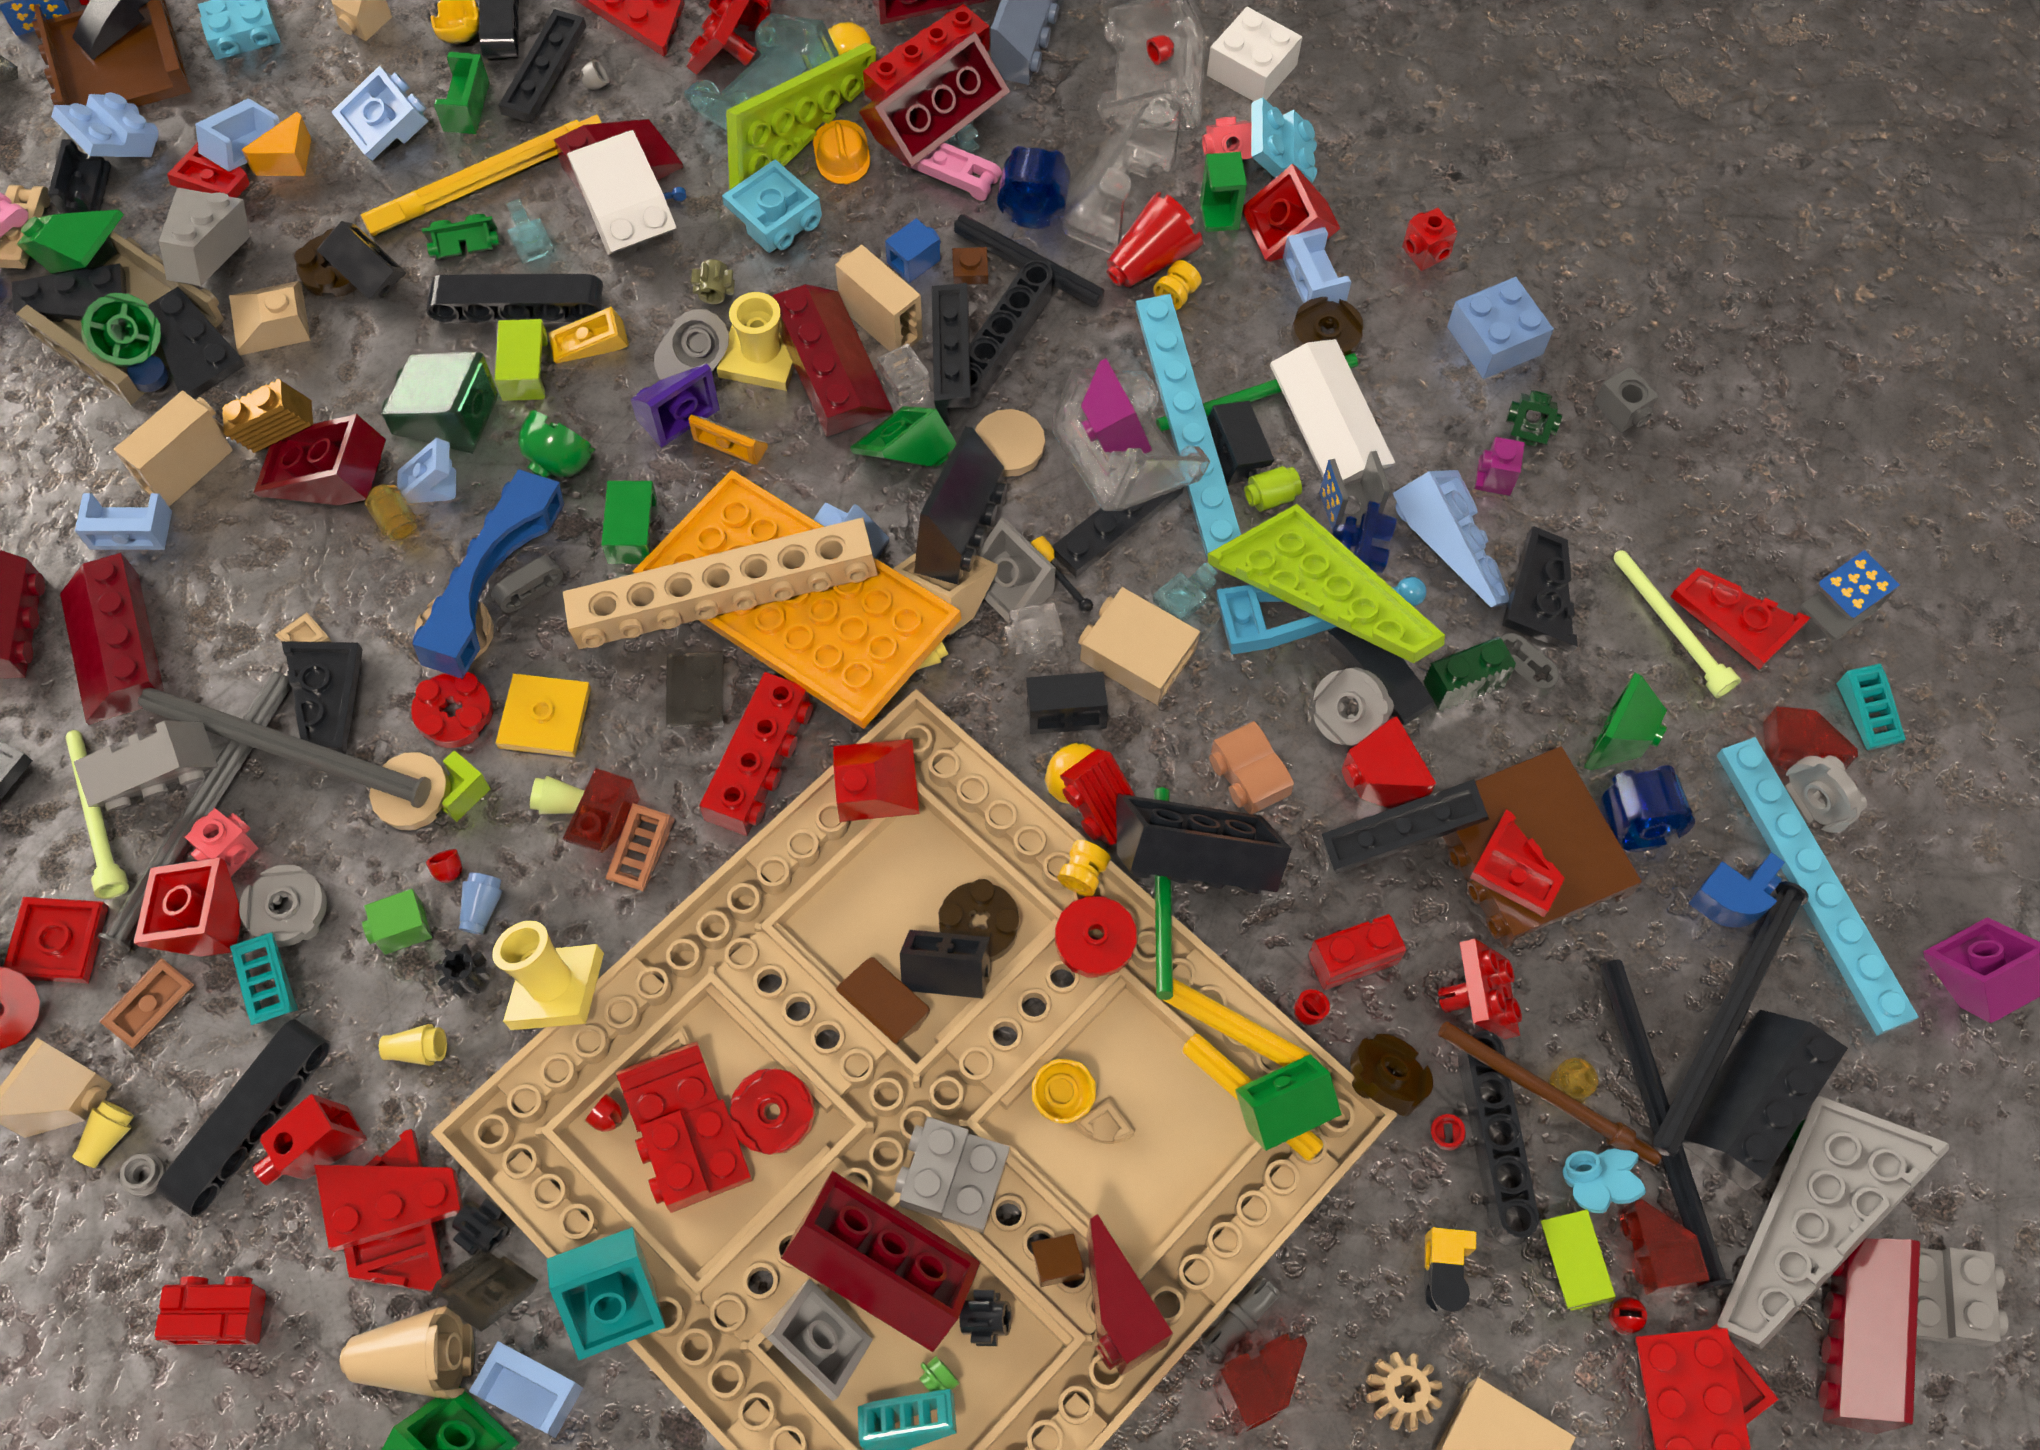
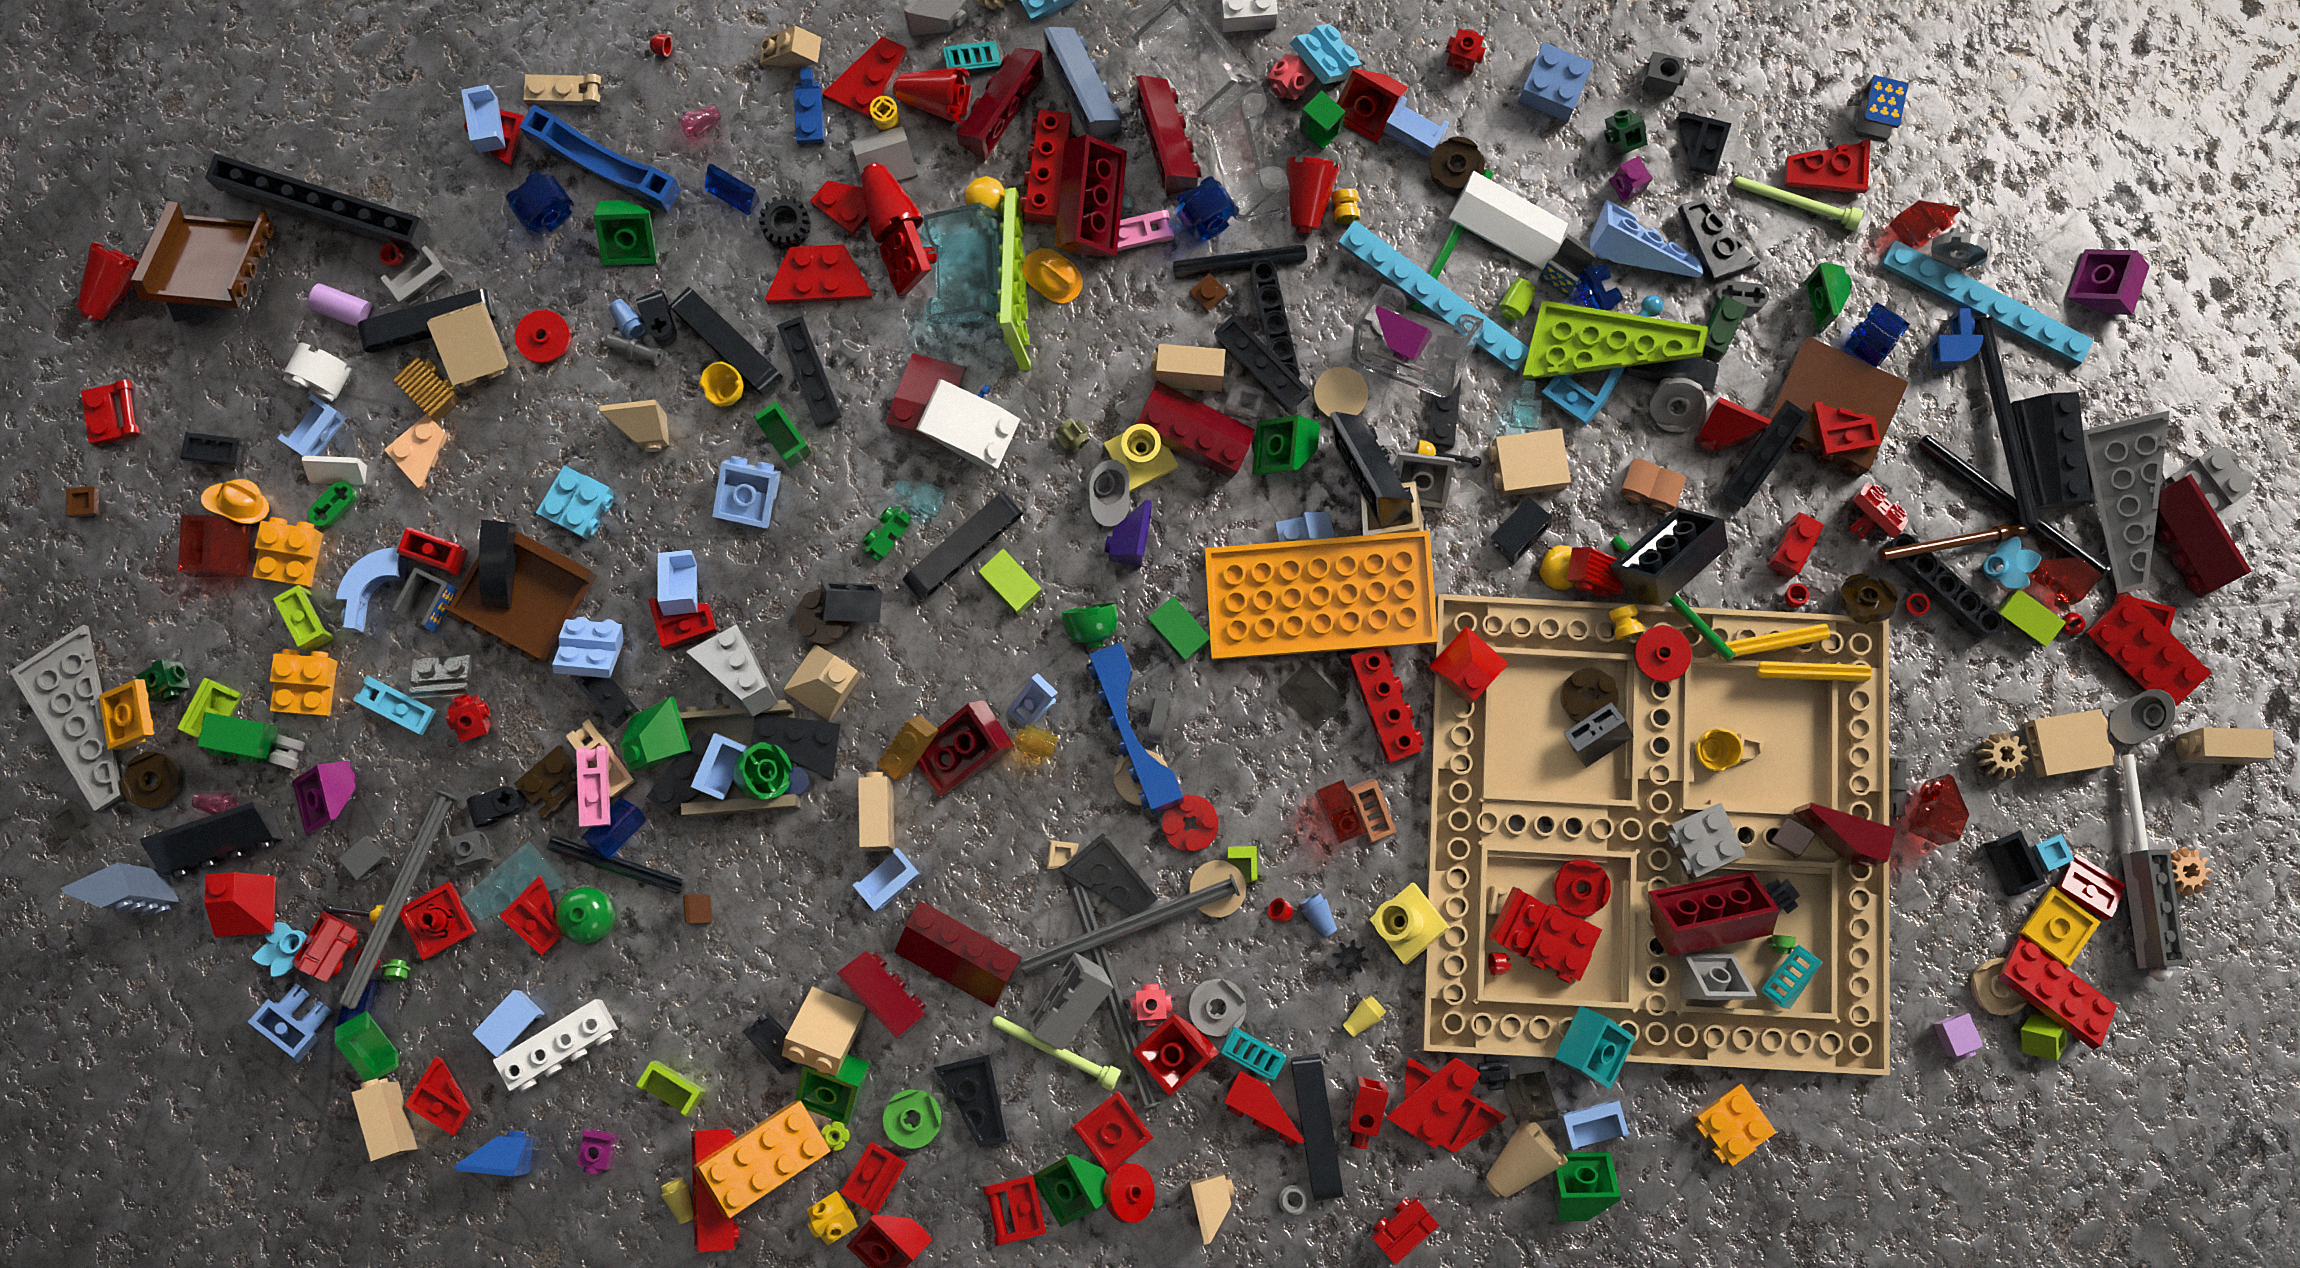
camera: 40 degrees left, 15 degrees up
(76, 292) = (717, 765): none -> light blue panel
(102, 1132) = (1251, 1197): light yellow cone -> none
(146, 1003) = (1196, 1119): nougat slope -> none
(216, 1039) = (1256, 1100): none -> red slope
(281, 149) = (711, 569): light orange slope -> none
(396, 922) = (1288, 963): bright green brick -> none
(442, 399) = (992, 650): clear green slope -> none
(467, 180) = (852, 478): yellow piece -> none
(543, 715) = (1244, 783): yellow plate -> none
(554, 796) = (1302, 822): yellowish green cone -> none
(589, 337) = (1029, 533): yellow slope -> none
(702, 581) = (1332, 541): tan brick -> none
(727, 439) = (1179, 528): light orange slope -> none
(774, 206) = (1058, 352): medium azure plate -> none
(884, 1000) = (1583, 781): reddish brown slope -> none
(913, 250) = (1169, 312): blue brick -> none
(1064, 95) = (1166, 134): none -> dark red slope
(1160, 49) = (1185, 40): red hinge -> none
(1238, 441) = (1473, 284): black hinge -> none
(1288, 1102) = (1838, 660): green panel -> none
(1444, 1269) = (1972, 677): leg -> none
(1579, 1075) = (1959, 518): clear yellow wheel -> none
(1615, 492) = (1703, 141): none -> black wing
(1880, 690) = (1928, 171): teal slope -> none

